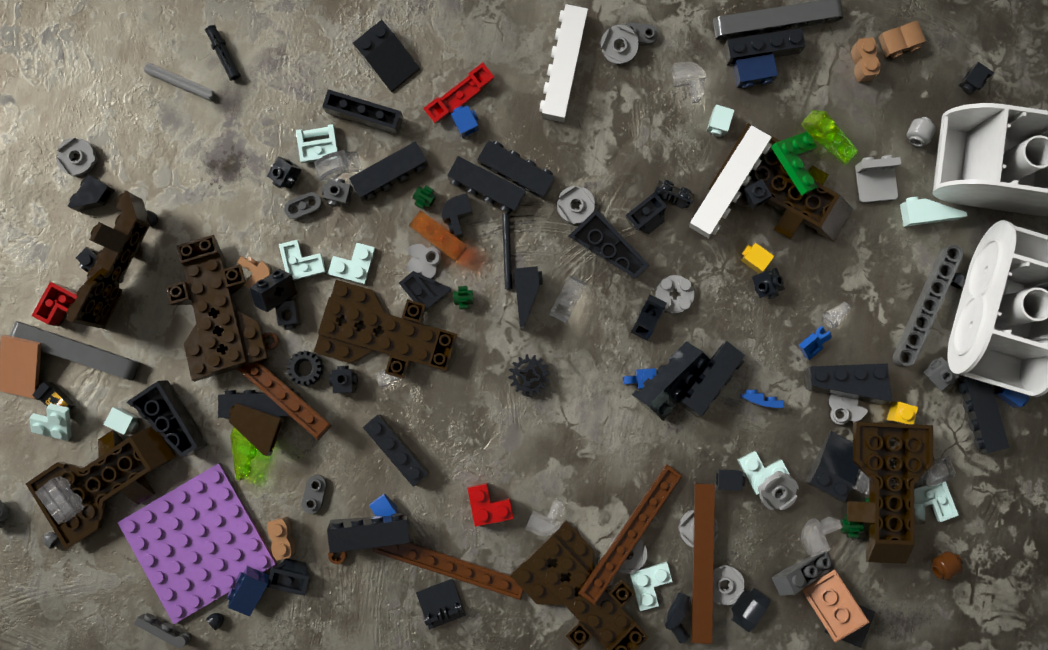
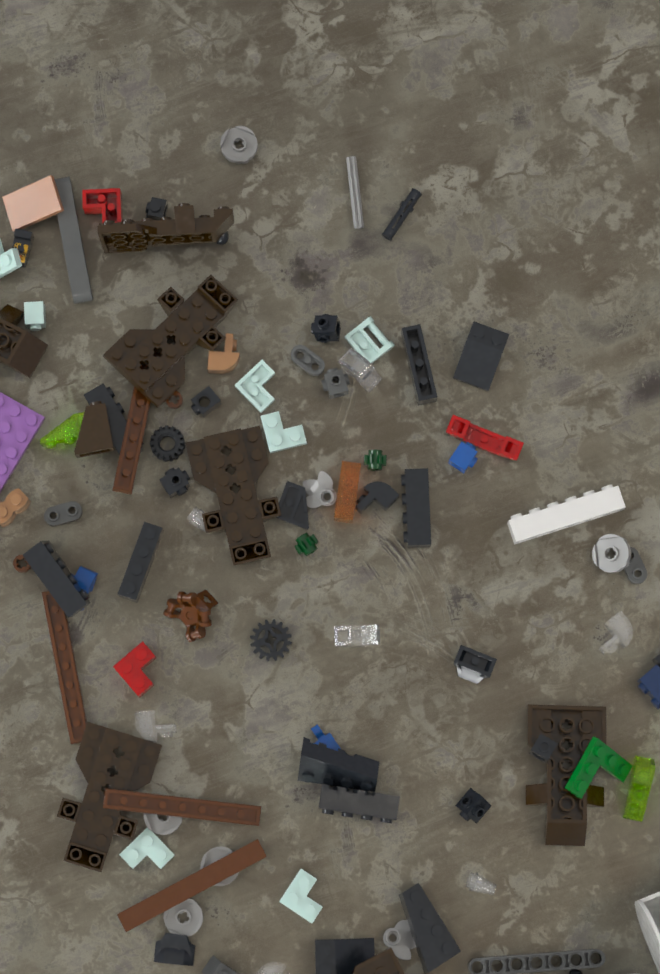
camera: 55 degrees right, 5 degrees down
(90, 194) = (214, 177): black slope -> none
(168, 417) = (60, 352): black wedge -> none
(273, 290) = (219, 378): black brick -> none
(389, 171) = (380, 416): black brick -> none
(440, 604) = (29, 676): black hinge -> none
(466, 429) = (193, 612): none -> reddish brown piece
(507, 251) = (369, 559): black bar -> none
(515, 169) = (446, 526): black brick -> none
(527, 288) = (344, 595): black slope -> none
(575, 194) = (435, 601): light grey plate -> none
(603, 240) = (426, 643): black wedge -> none
(648, 317) = (381, 716): black brick -> none
(675, 616) = (132, 887): black arm -> none
(682, 286) = (426, 734): light grey plate -> none
(684, 194) = (508, 685): black hinge -> none
(720, 120) = (595, 681): light aqua brick -> none
(729, 480) = (278, 870): black brick -> none
(730, 181) = (541, 719): white brick -> none
(756, 257) = (490, 783): yellow brick -> none
(756, 398) = (364, 852): blue slope -> none
(773, 483) = (300, 911): light grey plate -> none
(813, 344) = (442, 877): blue plate -> none
(877, 178) = (625, 853): light grey bracket -> none
(925, 211) = (620, 913): light aqua slope -> none

